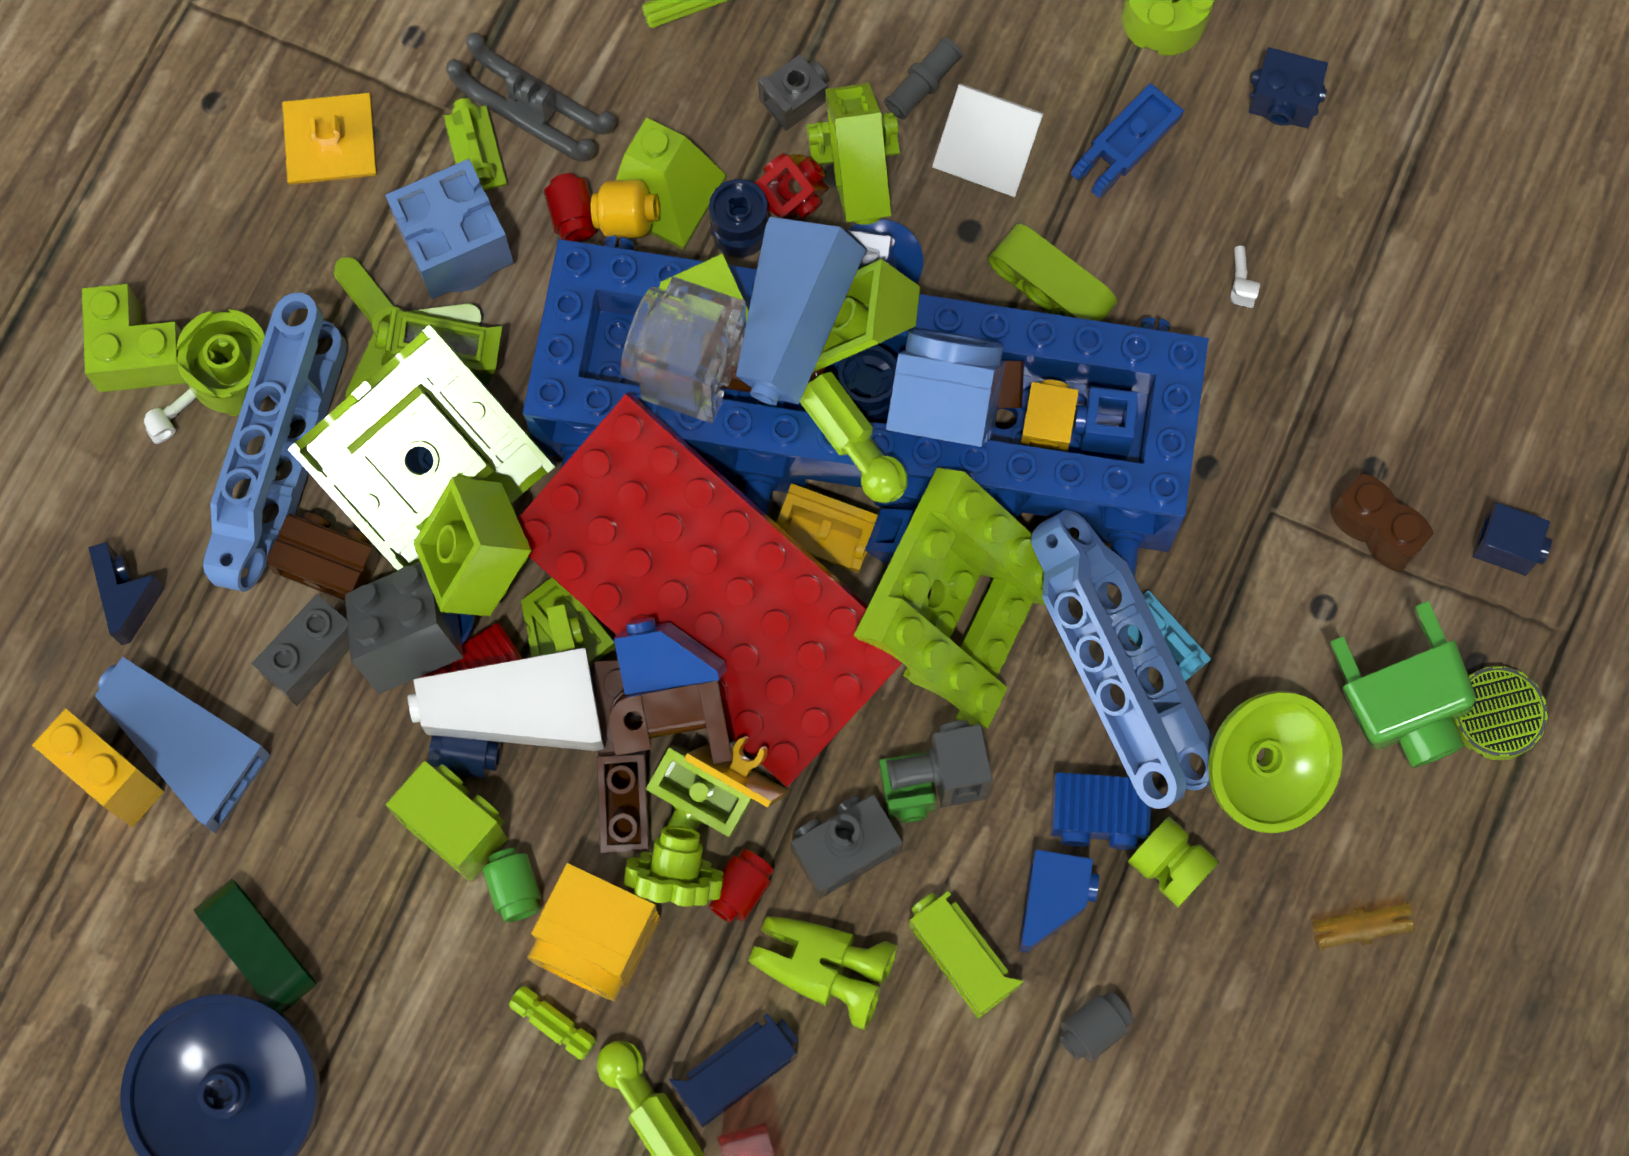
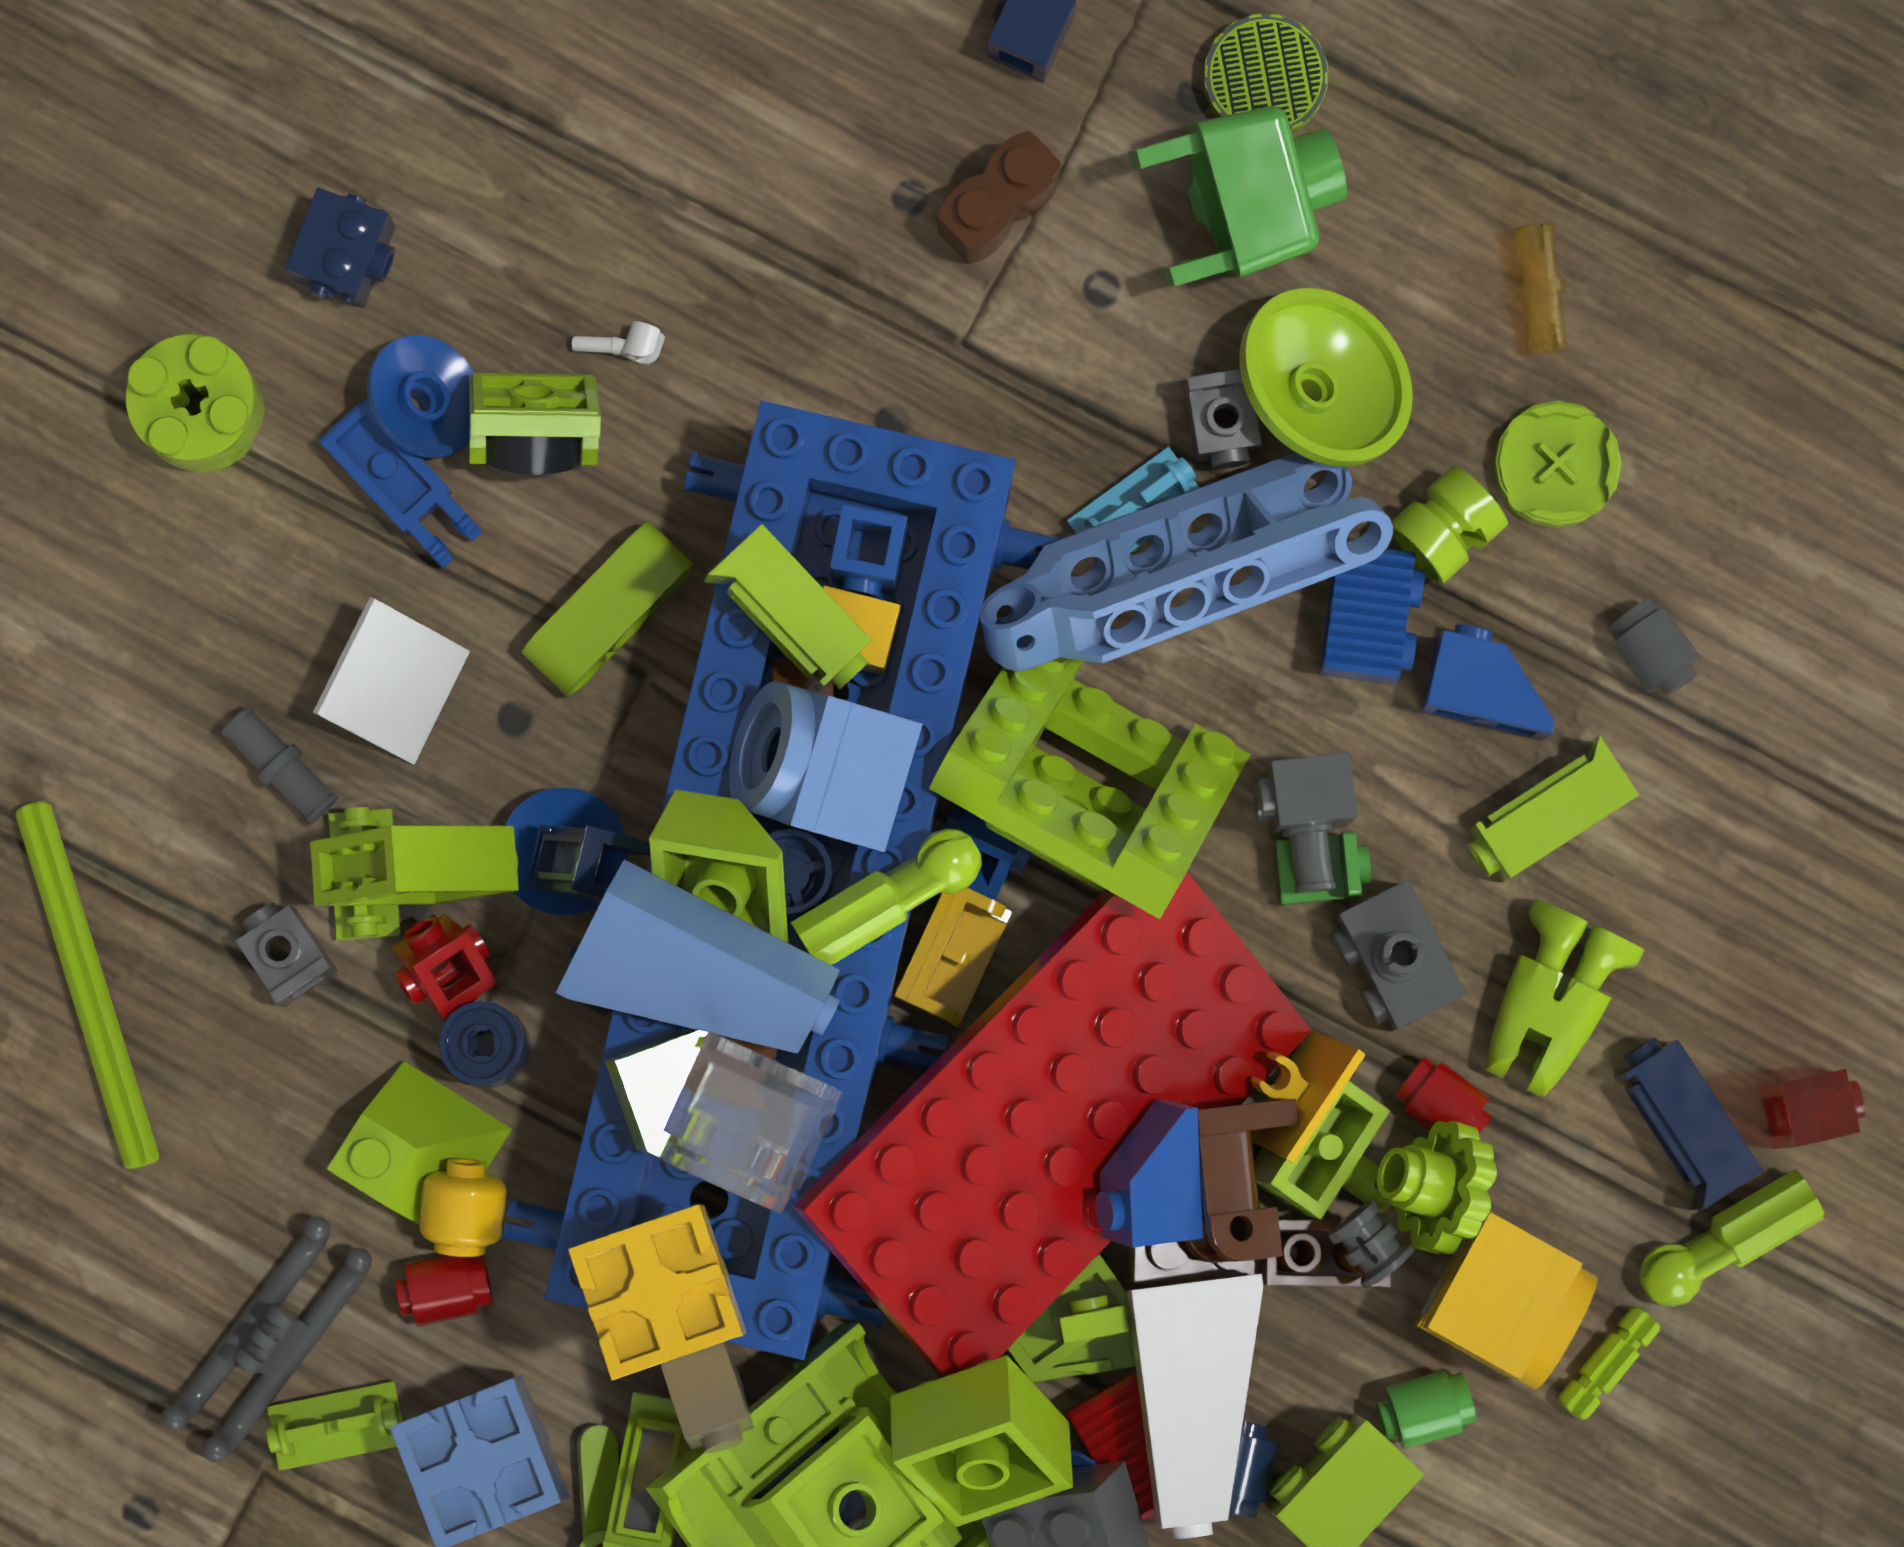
camera: 90 degrees left, 10 degrees up
(495, 353) = (708, 1398): none -> dark tan arch
(562, 293) = (657, 1291): none -> yellow piece
(629, 825) = (1370, 1244): none -> dark grey bush
(1057, 359) = (792, 609): none -> lime window
(1179, 215) = (533, 421): none -> lime piece
(1208, 152) = (440, 383): none -> blue dish
(1215, 697) = (1210, 442): none -> flat silver brick
(1229, 948) = (1557, 464): none -> lime tile

